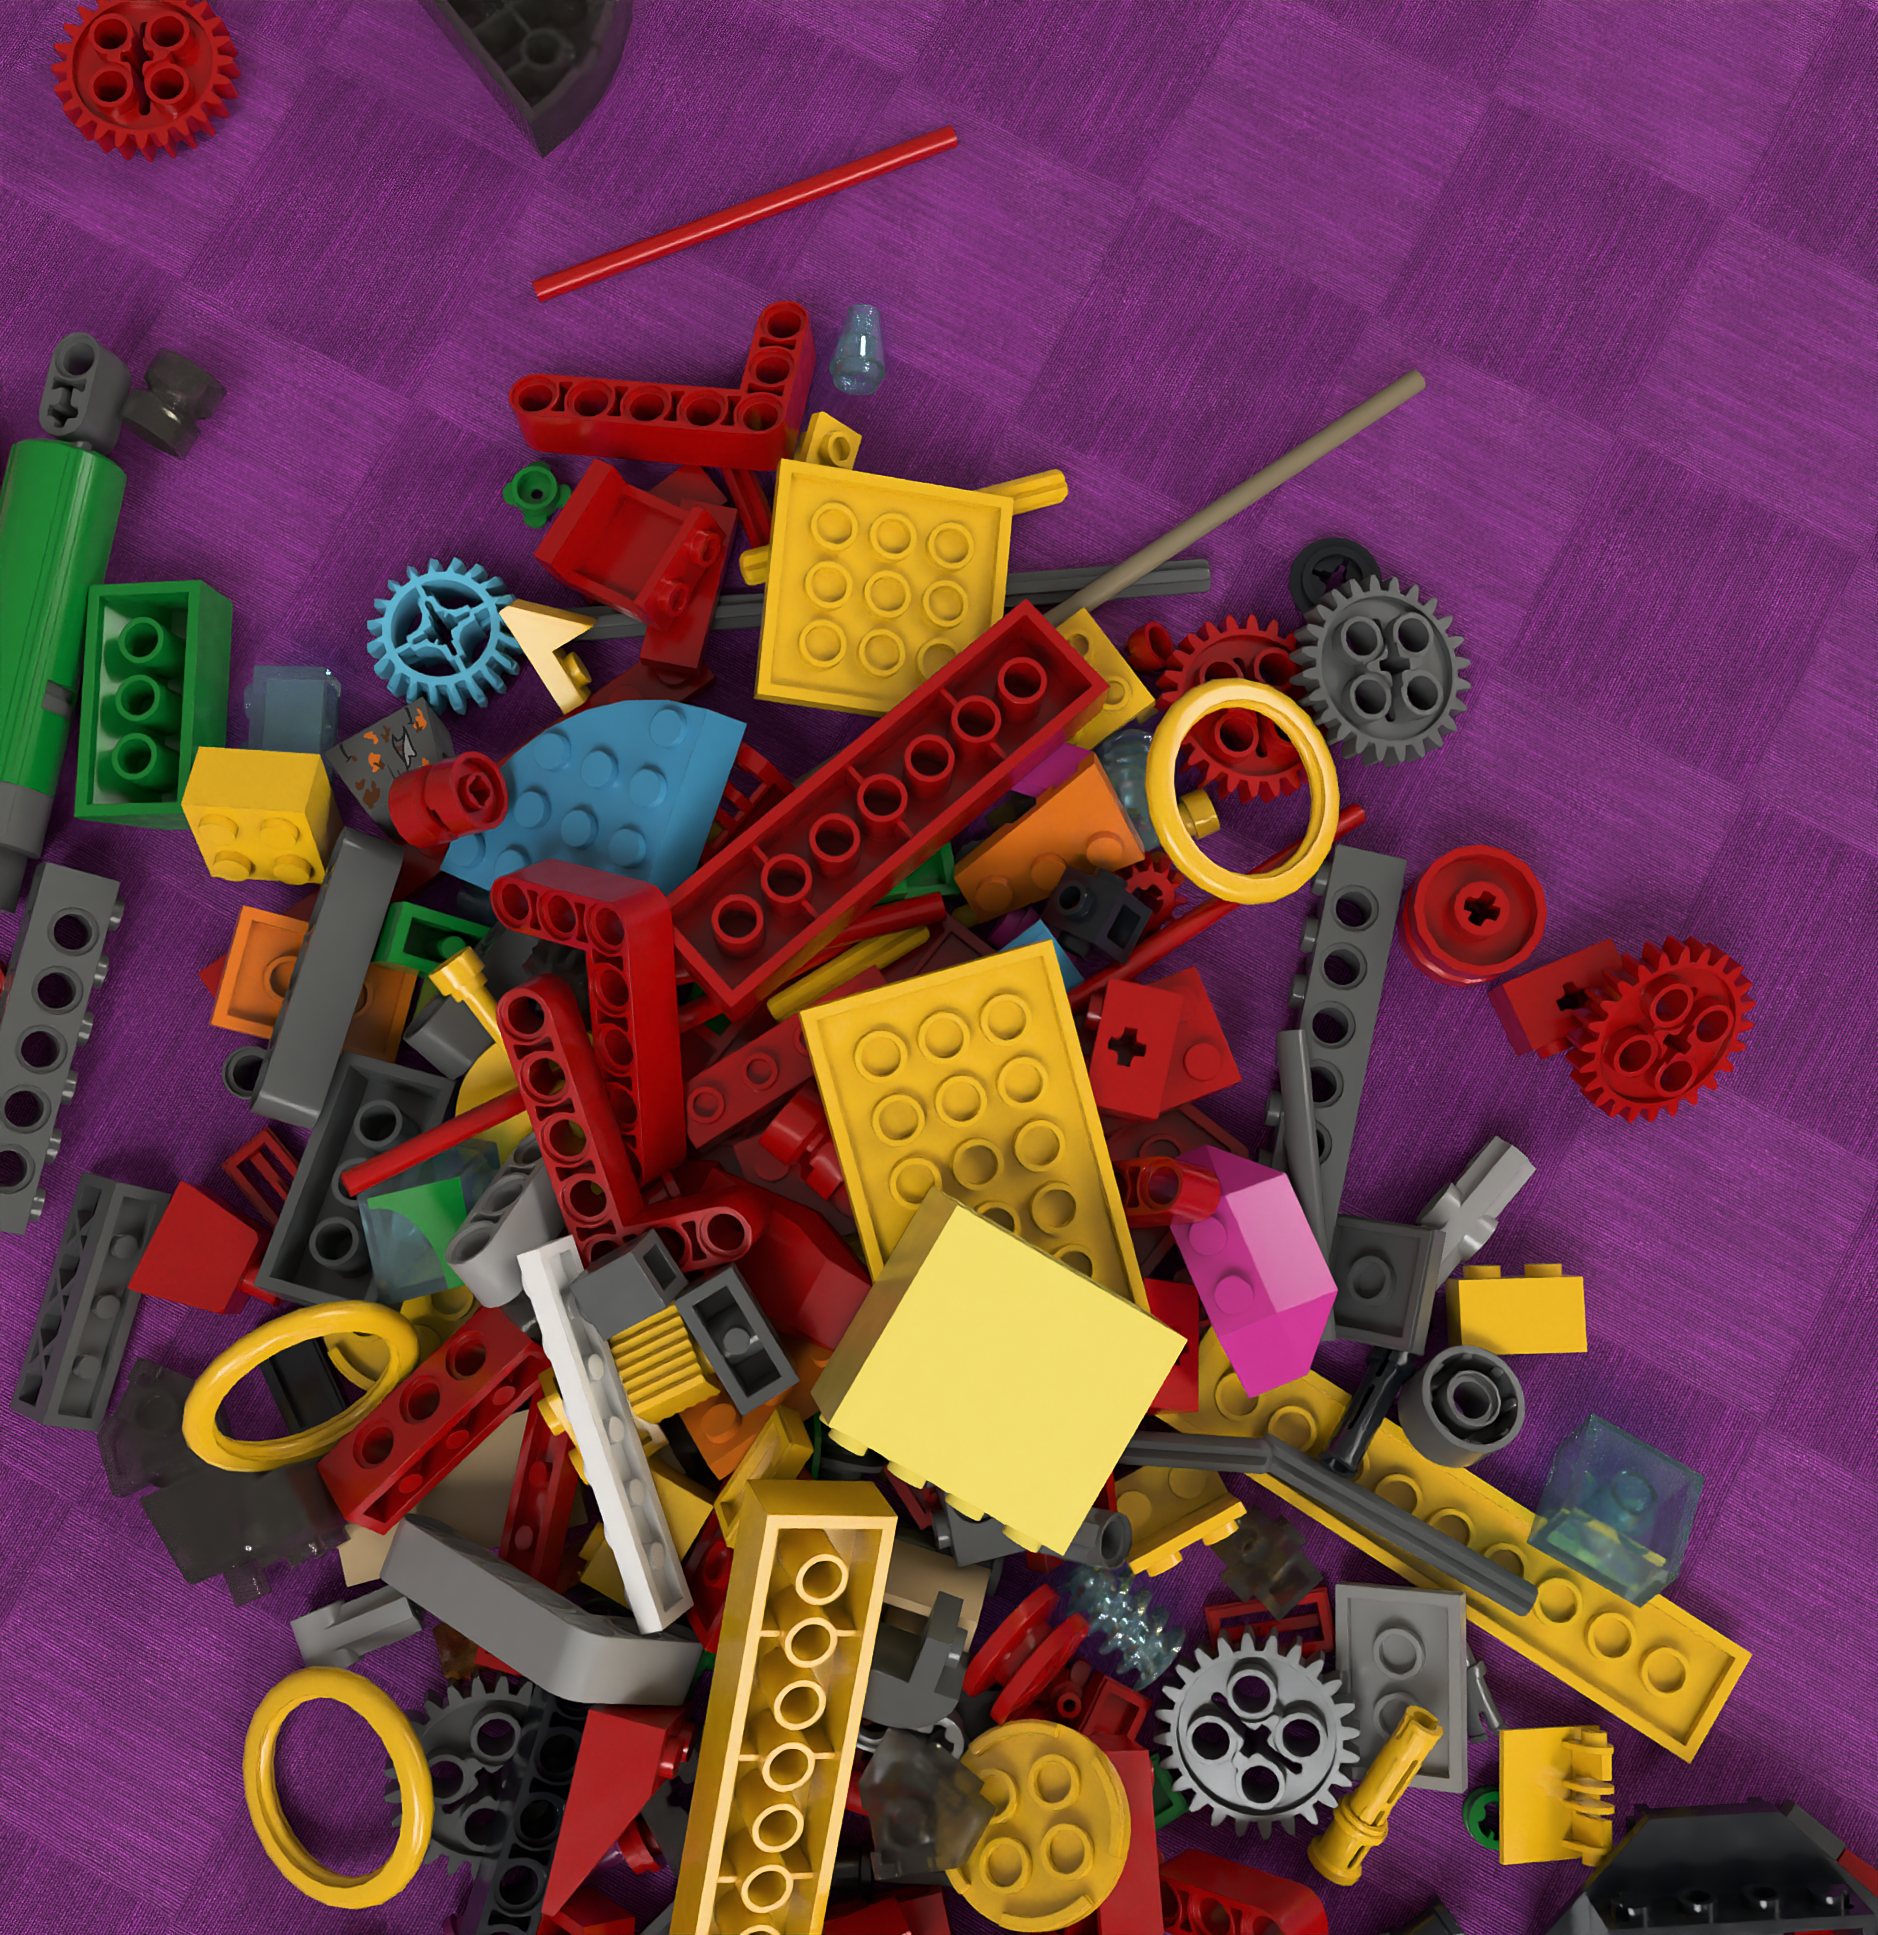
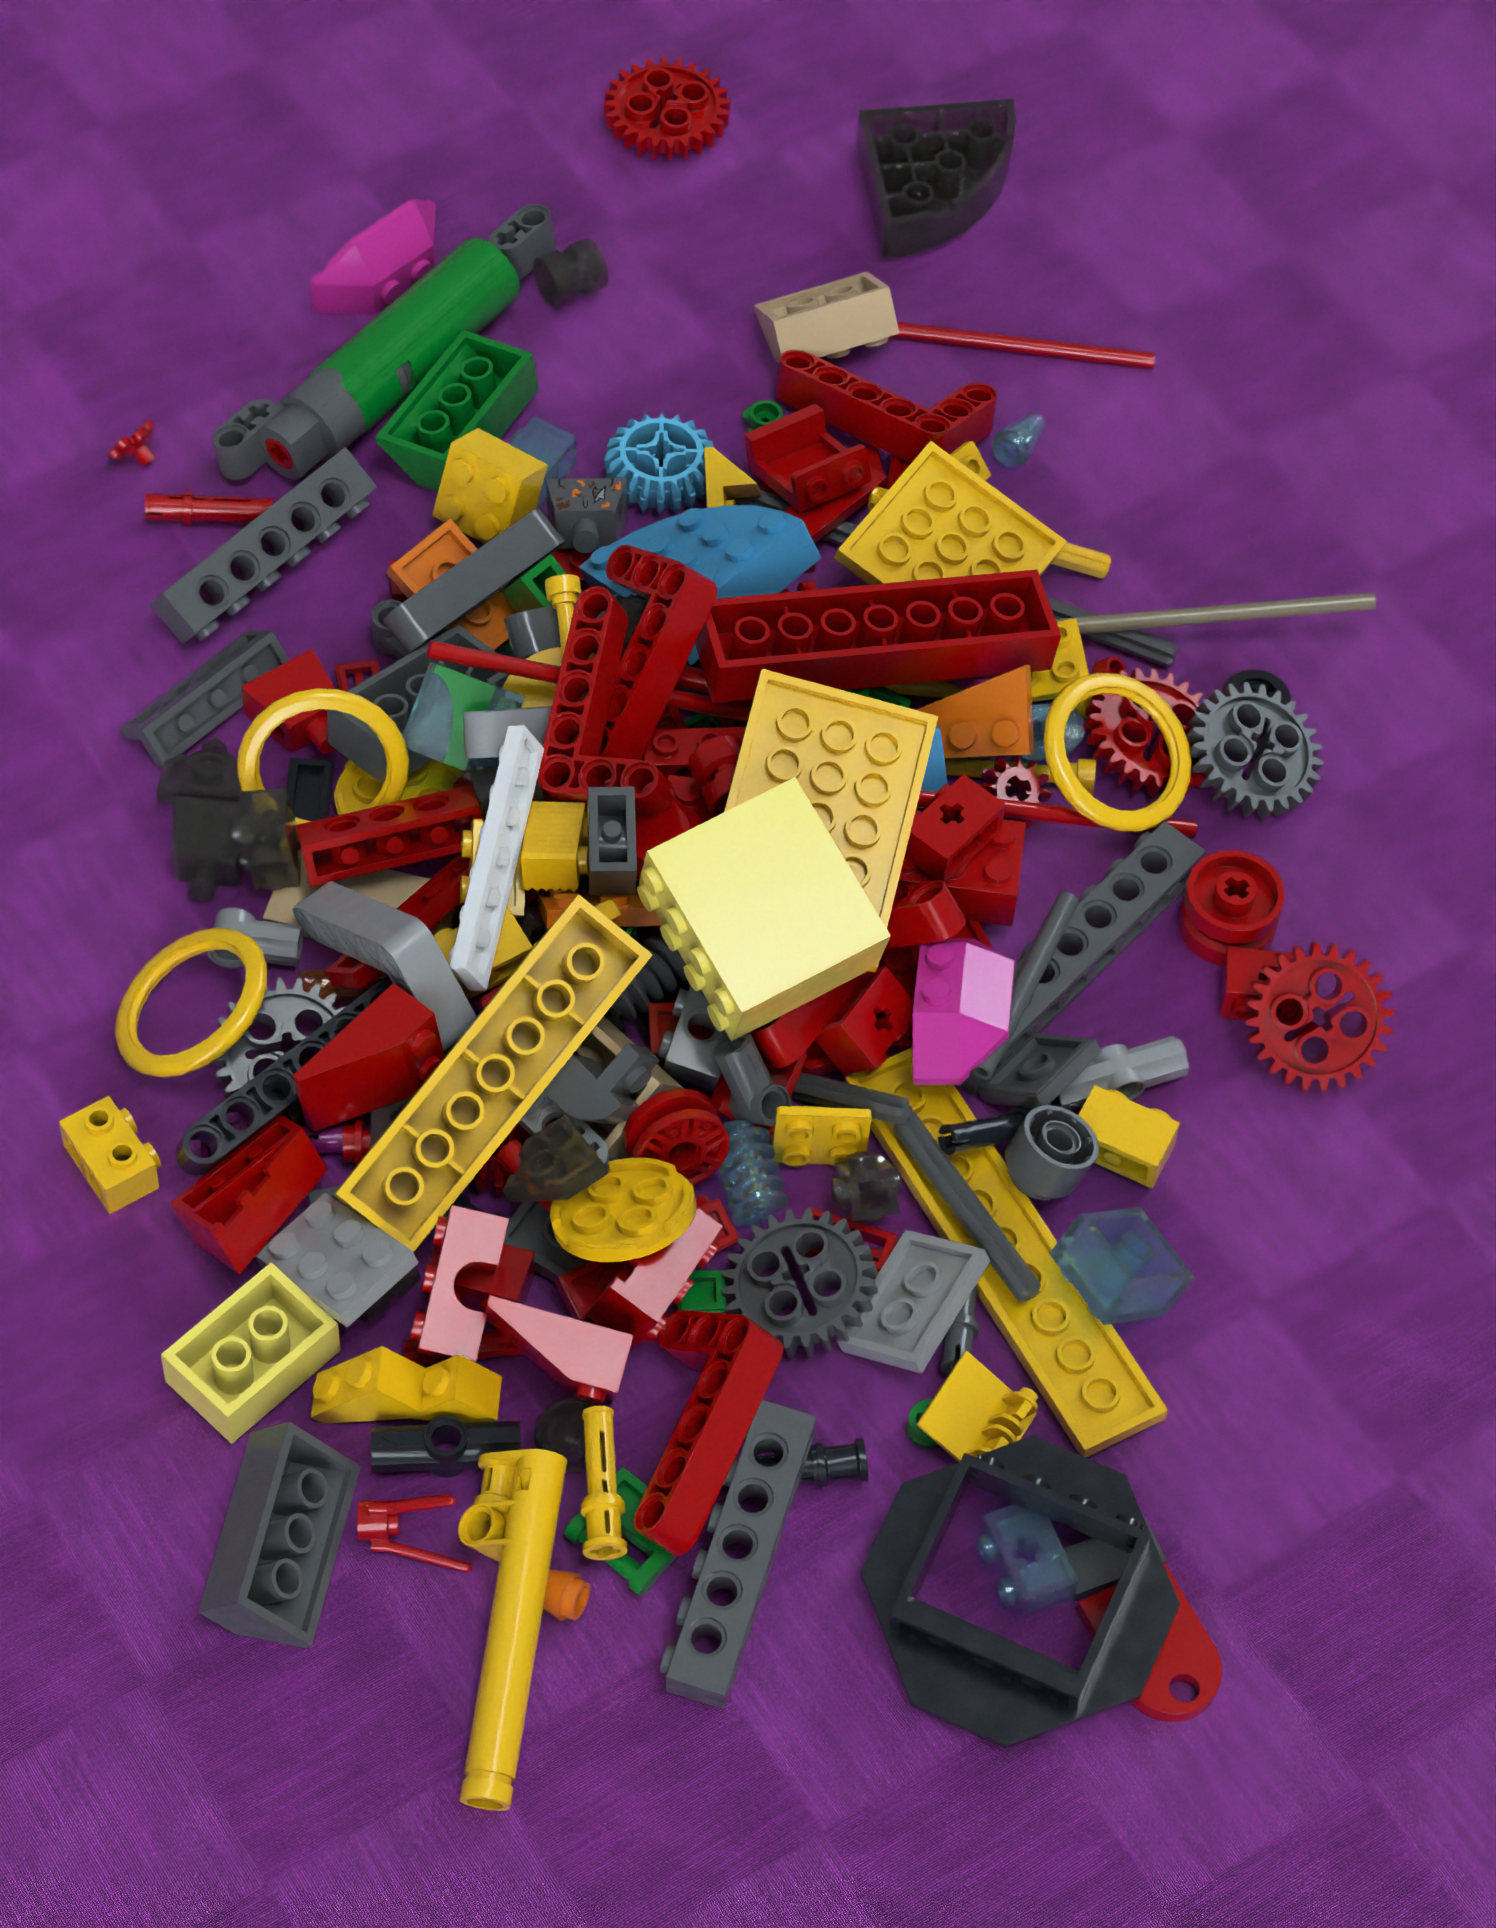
camera: 25 degrees right, 25 degrees down
(448, 800) = (612, 514): red wheel -> none
(531, 298) = (830, 317): none -> tan slope
(627, 1285) = (561, 777): dark grey brick -> none
(1095, 915) = (979, 757): black brick -> none
(1362, 1815) = (841, 1365): yellow pin -> none

